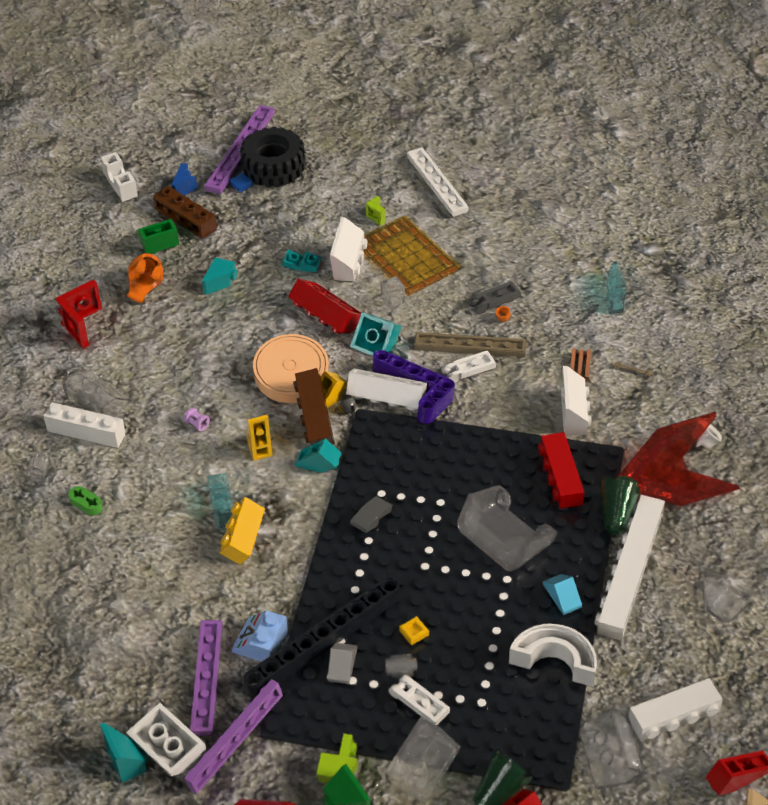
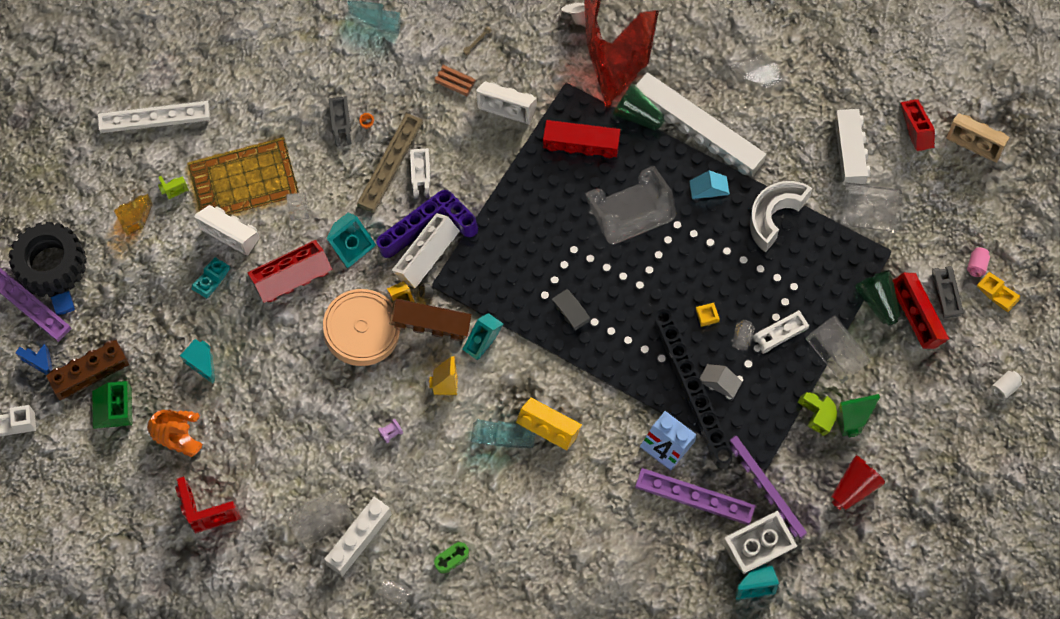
camera: 70 degrees left, 20 degrees up
(338, 196) = (134, 214): none -> clear yellow slope

